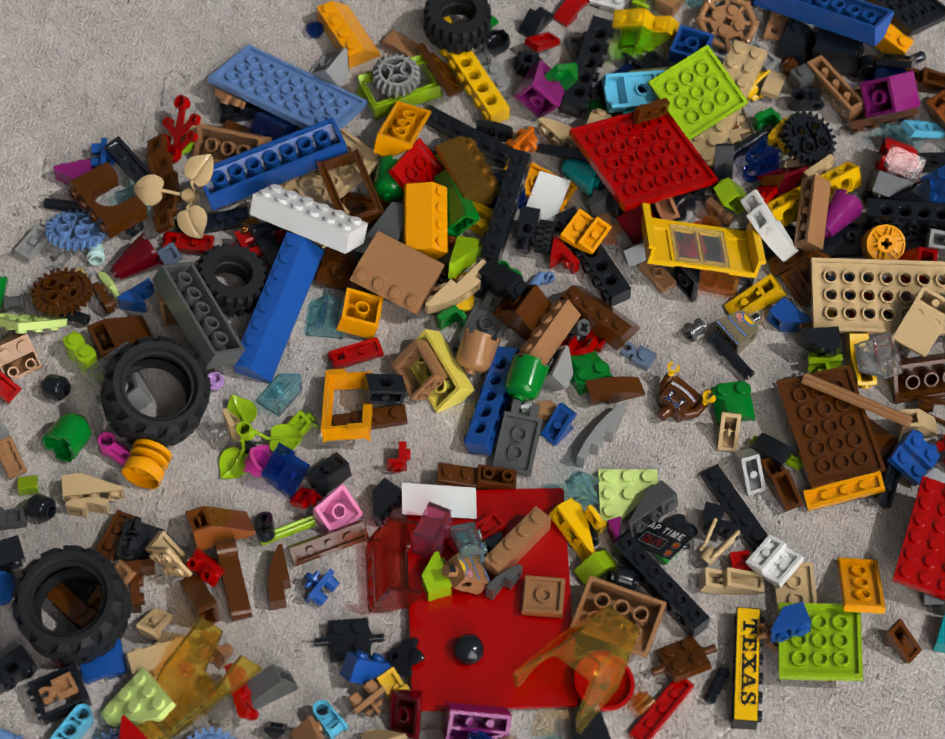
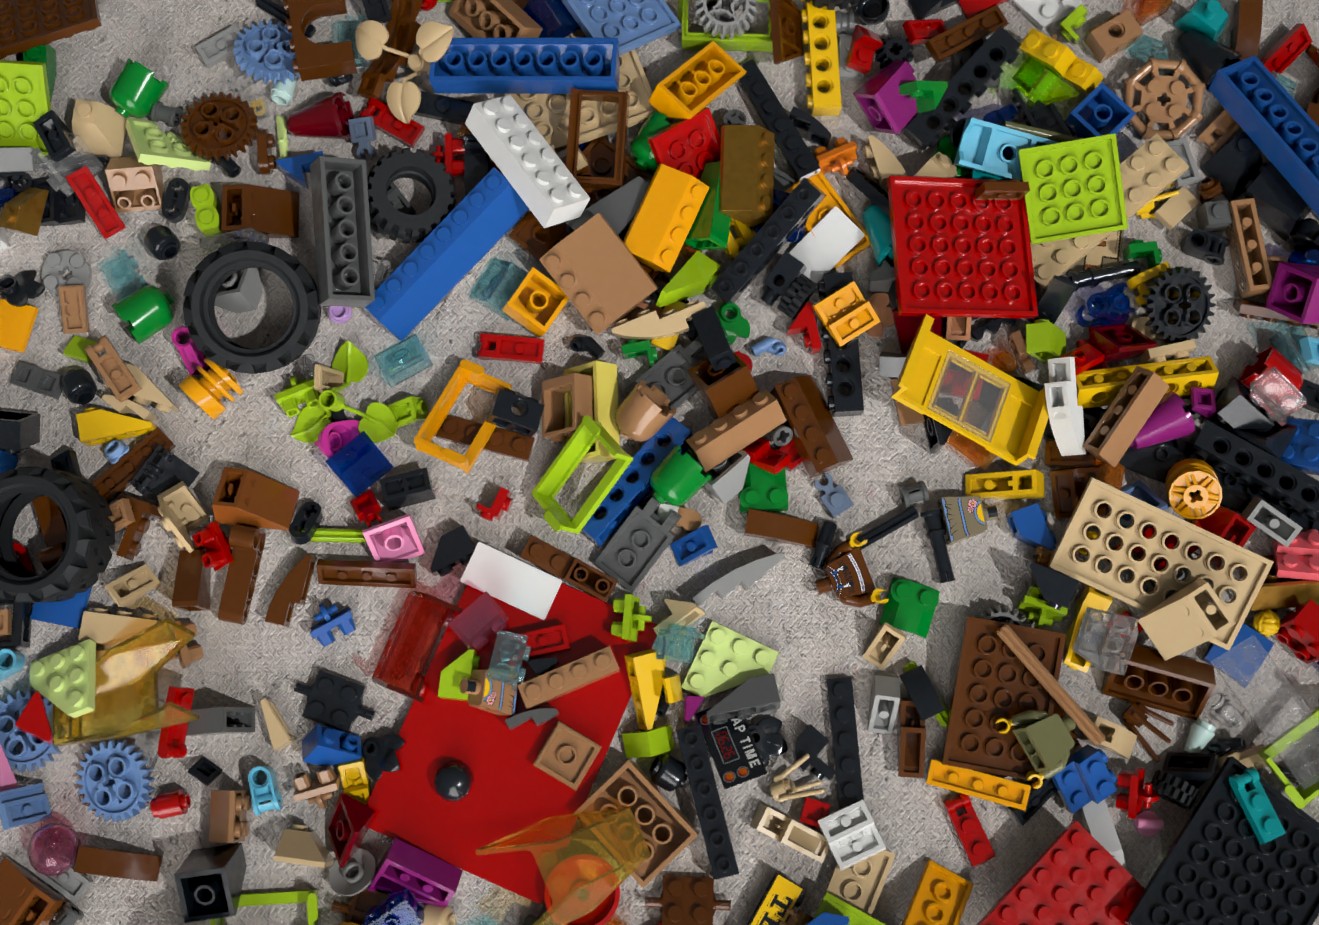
camera: 25 degrees right, 20 degrees up
(37, 419) = (122, 275): none -> clear light blue bracket
(46, 358) = (171, 199): none -> black beam
(66, 478) = (113, 369): none -> medium nougat plate
(80, 524) = (102, 427): none -> yellow slope
(92, 539) = (115, 450): none -> light blue plate
(213, 444) = (296, 394): none -> lime hips
(318, 675) = (277, 728): none -> tan slope
(408, 330) = (587, 343): none -> black arm
(440, 400) = (564, 466): none -> lime piece
(505, 68) = (862, 49): none -> red slope
(534, 481) = (633, 617): none -> lime hips
(570, 32) = (966, 34): none -> reddish brown plate
(575, 464) = (682, 614): none -> tan slope
(650, 388) = (823, 545): none -> black axle
(690, 356) = (888, 526): none -> black axle
(854, 527) = (969, 830): none -> red plate
(859, 189) = (1203, 401): none -> magenta slope
(872, 435) = (1044, 741): none -> olive torso

